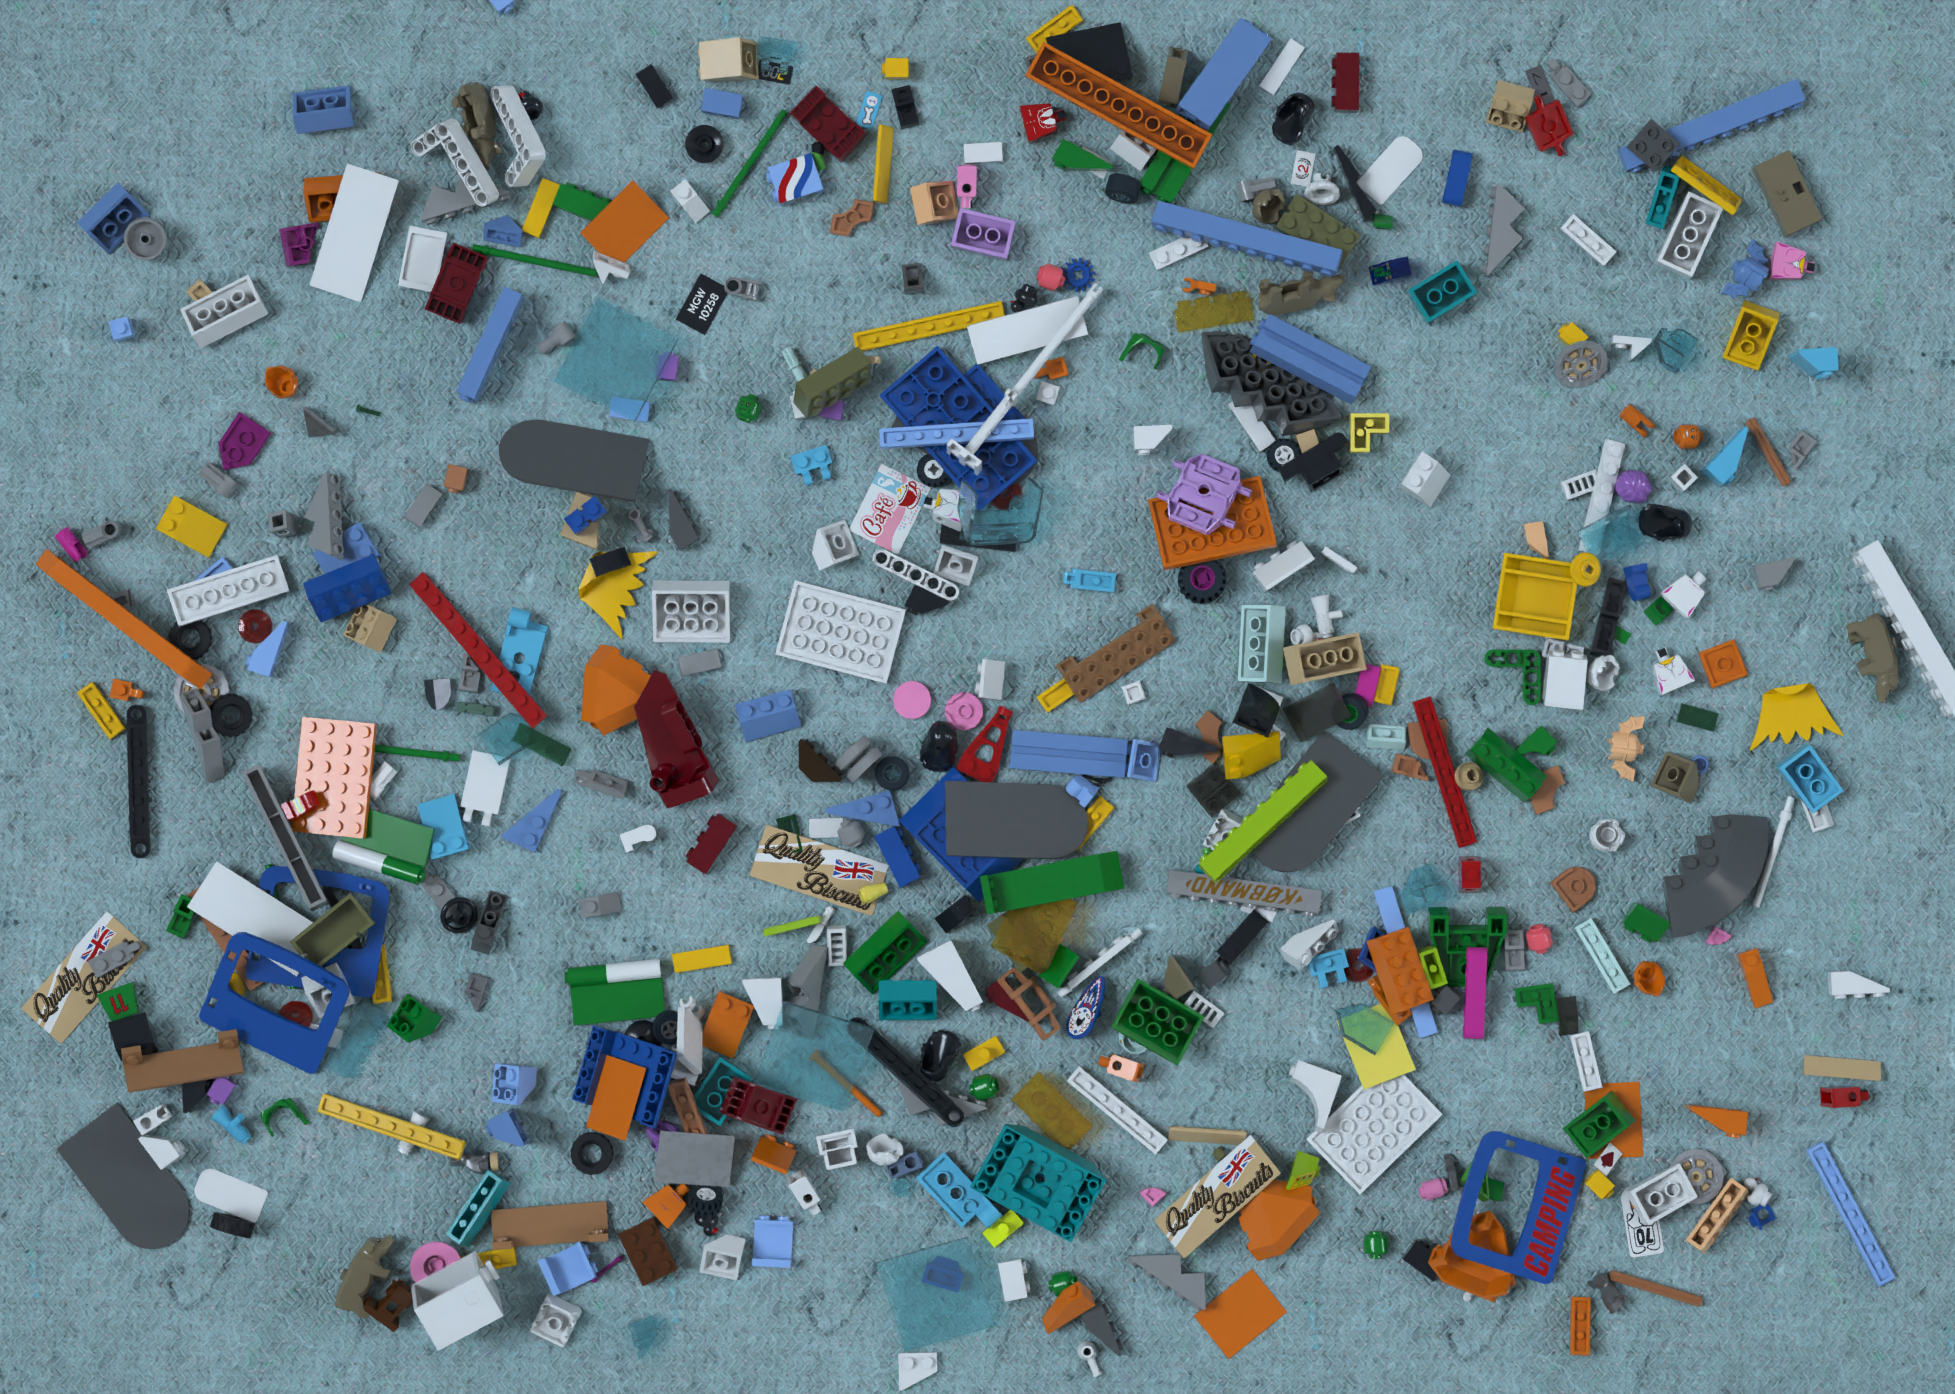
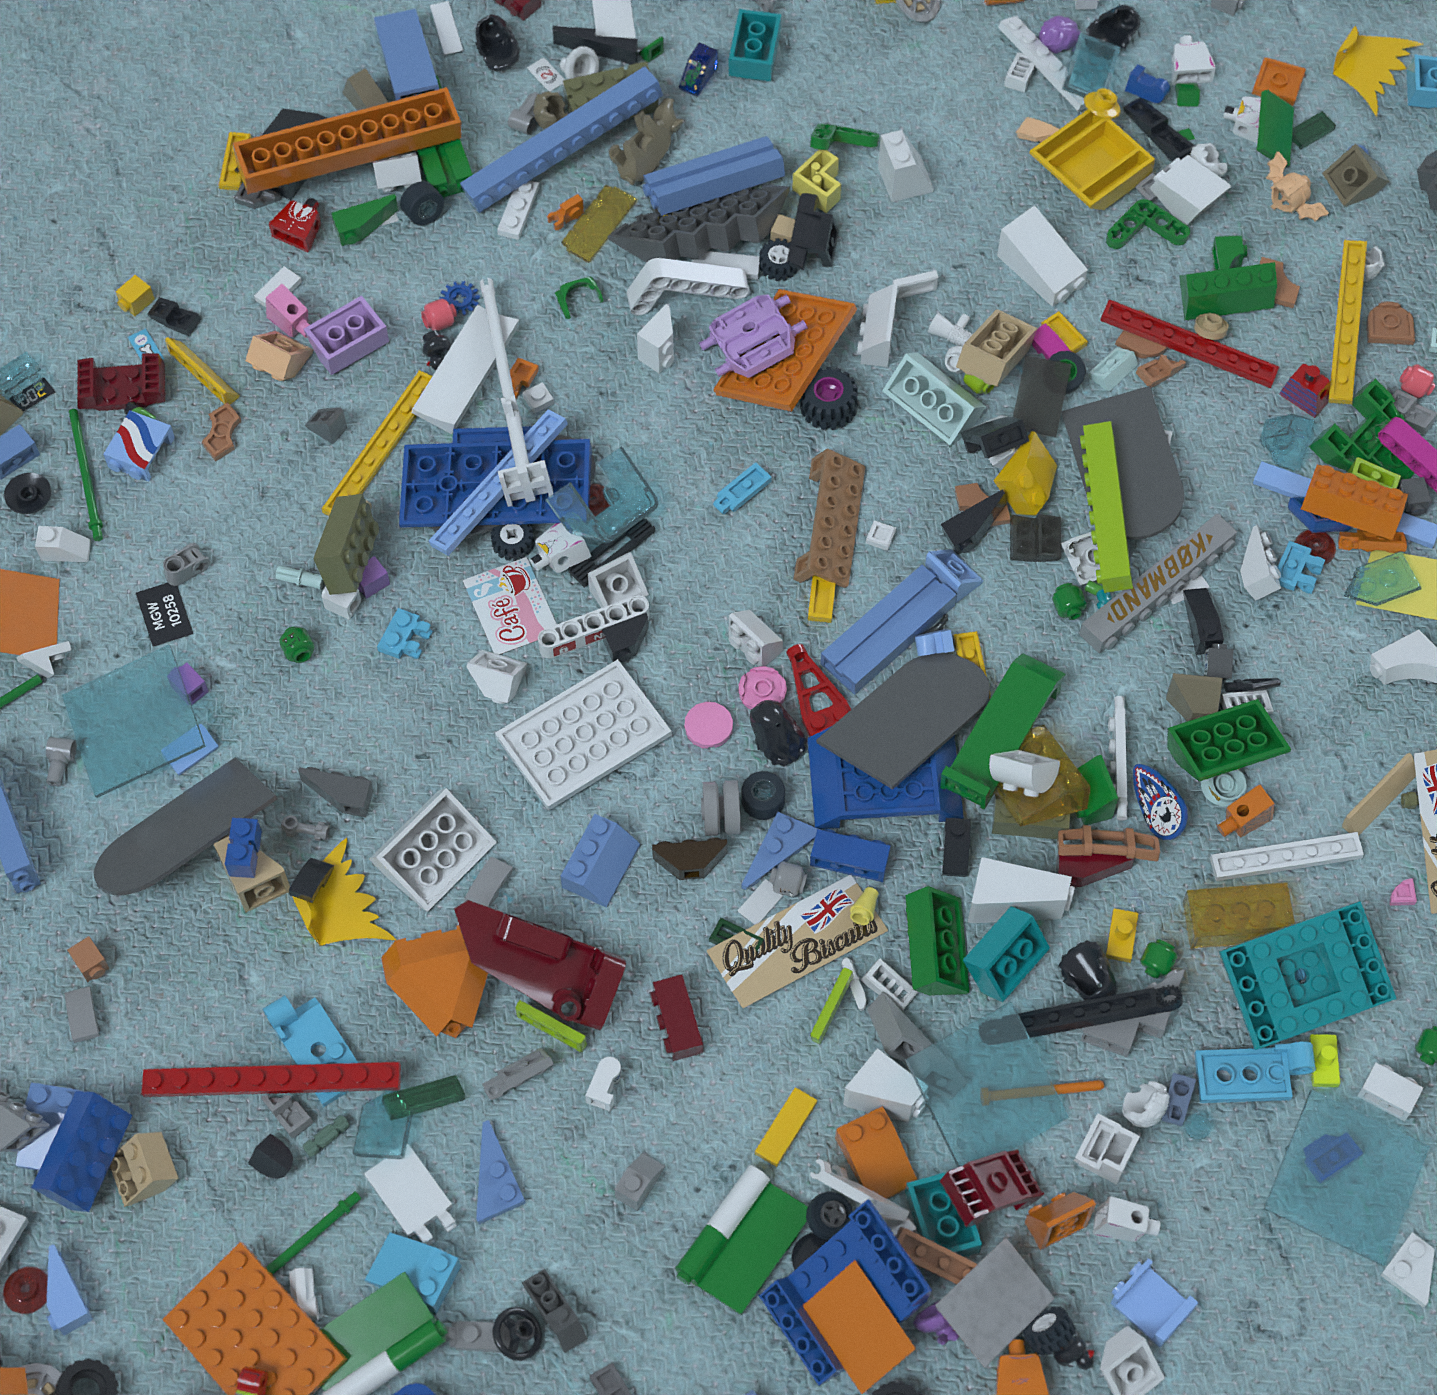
camera: 45 degrees left, 25 degrees down
(644, 776) = (550, 1026): none -> lime tile
(1025, 922) = (1024, 770): none -> white brick
(1183, 847) = (1069, 601): none -> green head
(1207, 417) = (684, 277): none -> white beam
(1220, 1002) = (1251, 684): none -> black piece
(1415, 407) = (825, 134): none -> green beam
(1428, 628) = (1041, 257): none -> white slope
(1543, 863) = (1347, 322): none -> yellow tile
(1667, 697) = (1275, 126): none -> green tile

